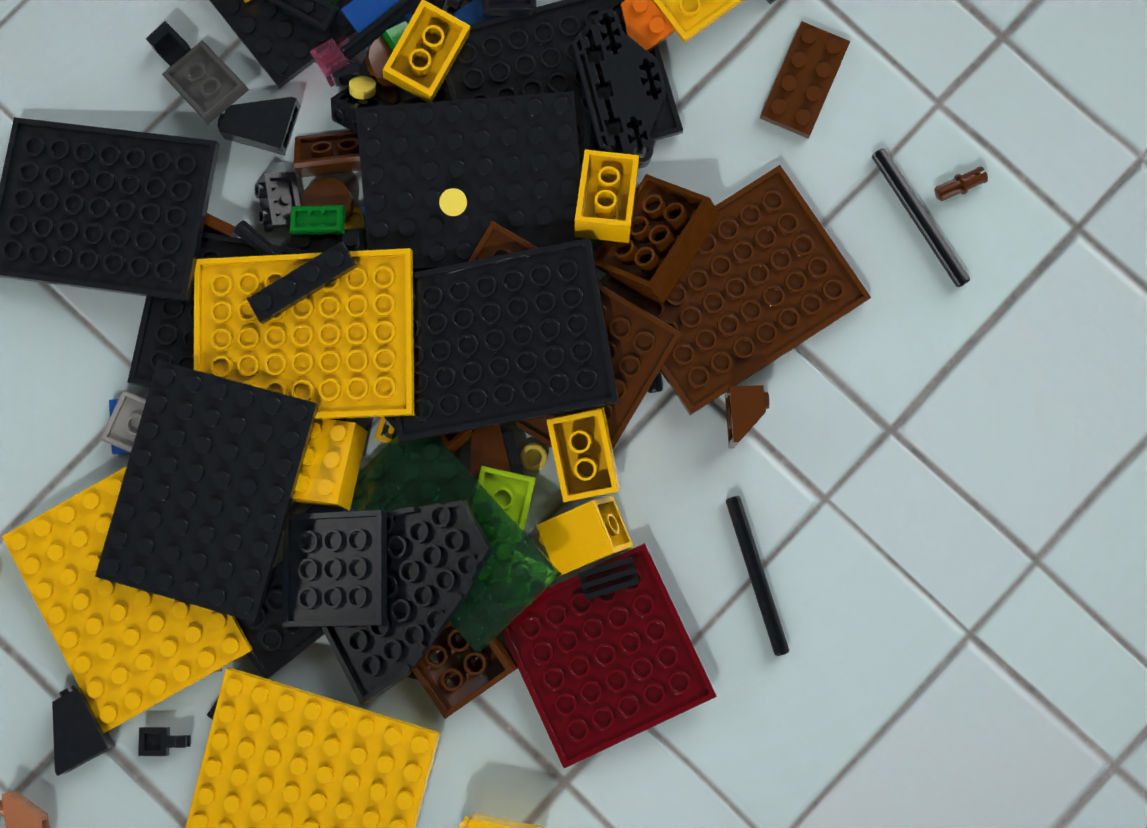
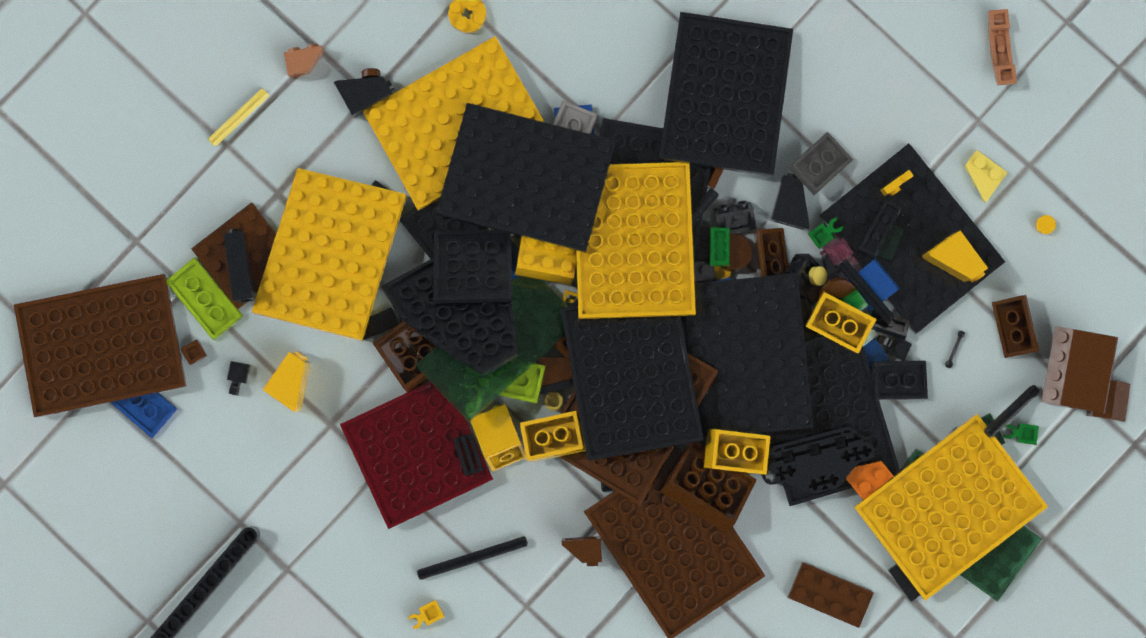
camera: 90 degrees right, 5 degrees up
(46, 720) = (370, 72): none -> reddish brown tile
(157, 741) = (357, 147): black plate -> none
(168, 43) = (848, 136): black panel -> none
(302, 282) = (671, 238): black plate -> none
(304, 80) = (824, 234): none -> green plate
(417, 707) = (380, 323): none -> black tile
(453, 202) = (731, 343): light yellow tile -> none
(837, 638) = (429, 613): none -> yellow plate

